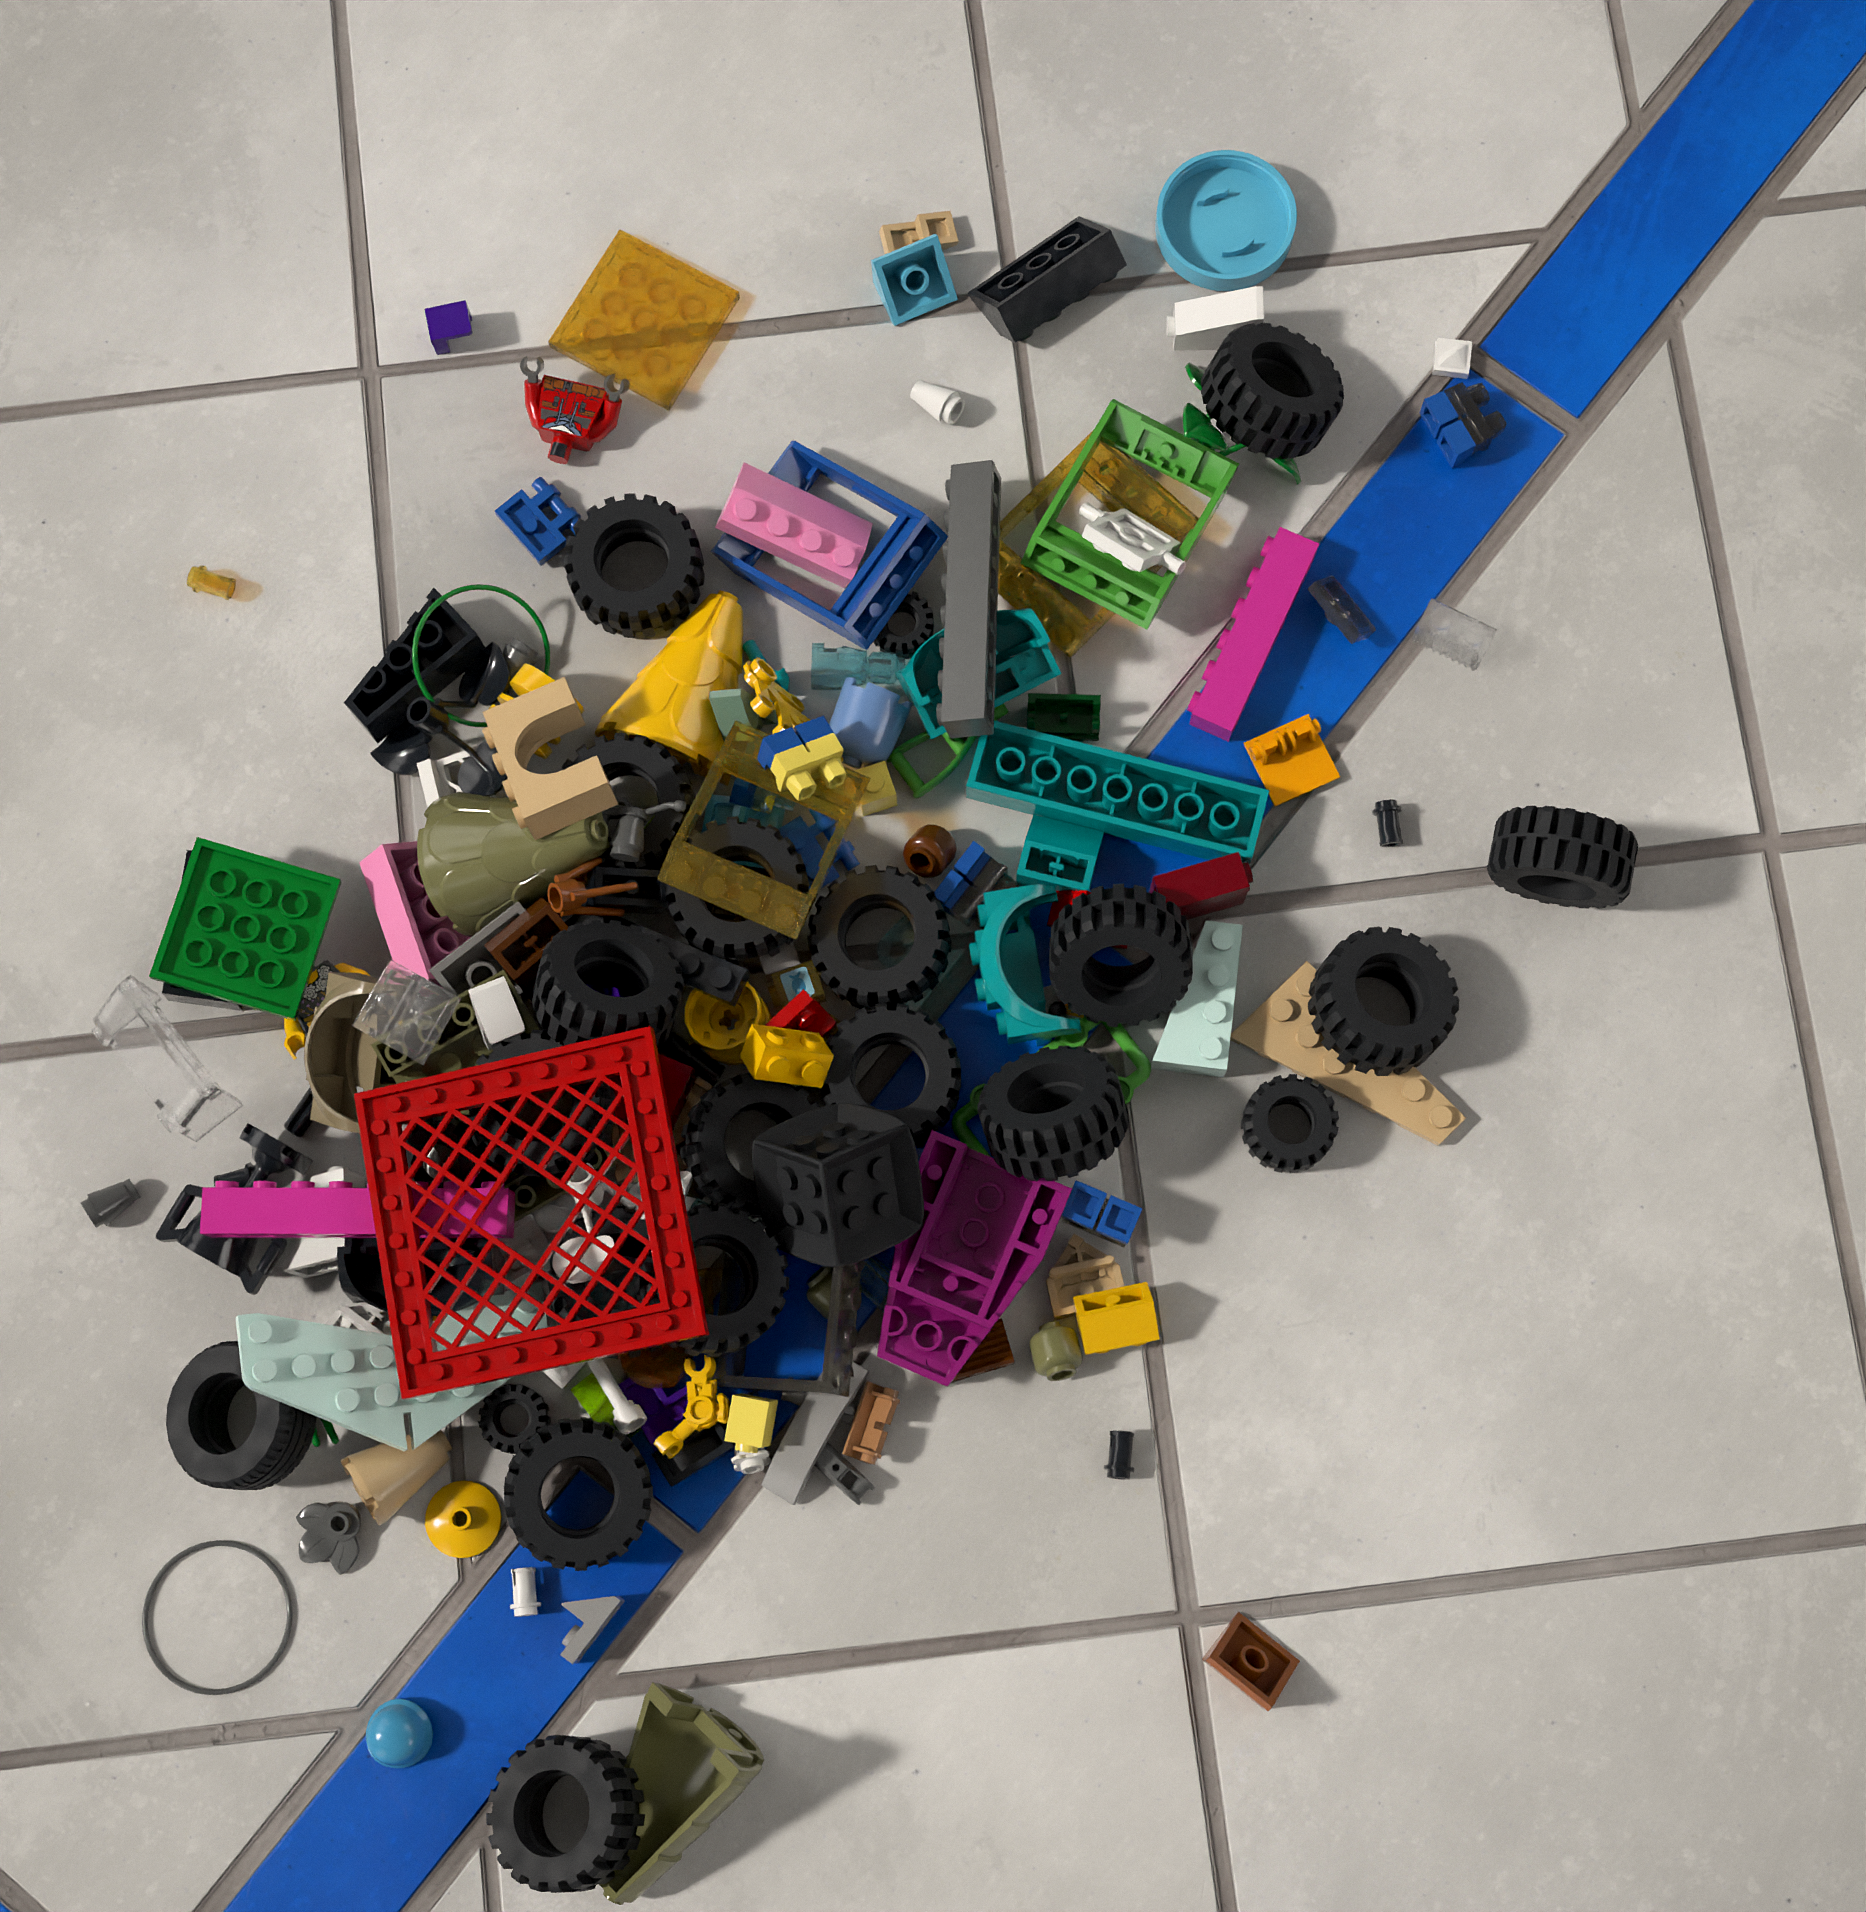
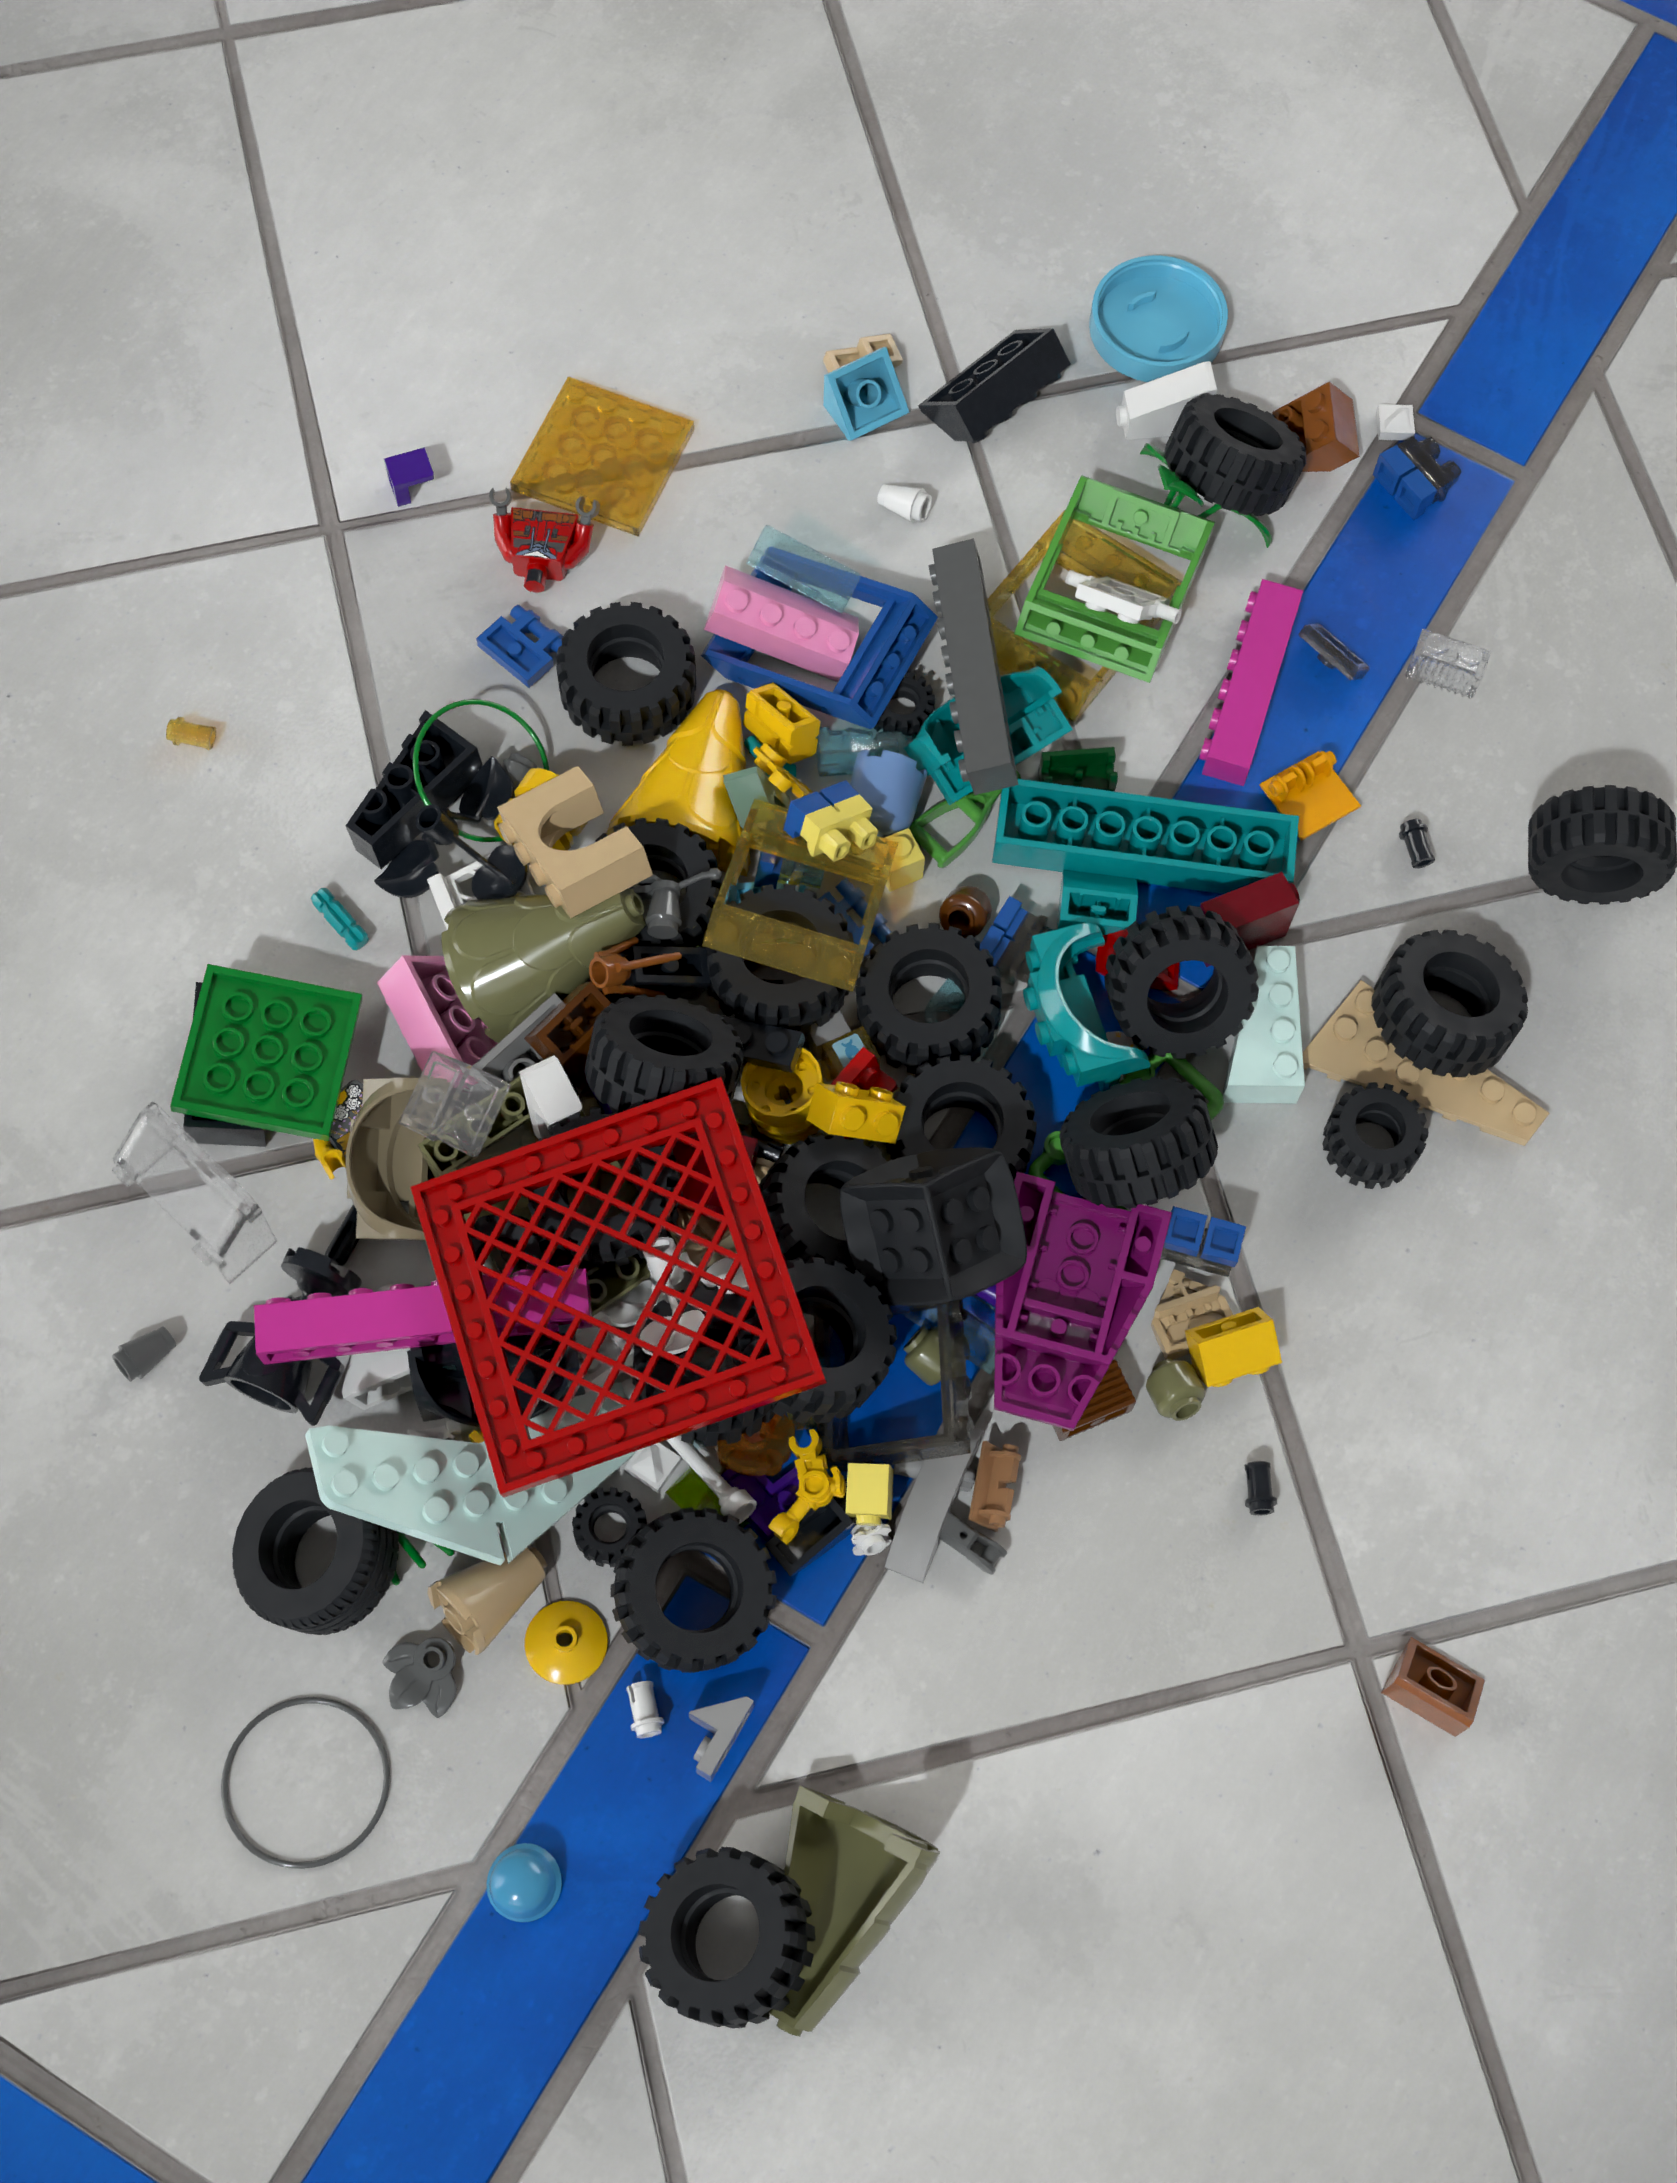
camera: 15 degrees left, 10 degrees down
(333, 790) = (339, 919): none -> teal axle
(778, 634) = (781, 722): none -> yellow brick
(819, 475) = (803, 568): none -> clear light blue panel
(1371, 361) = (1324, 425): none -> dark orange slope

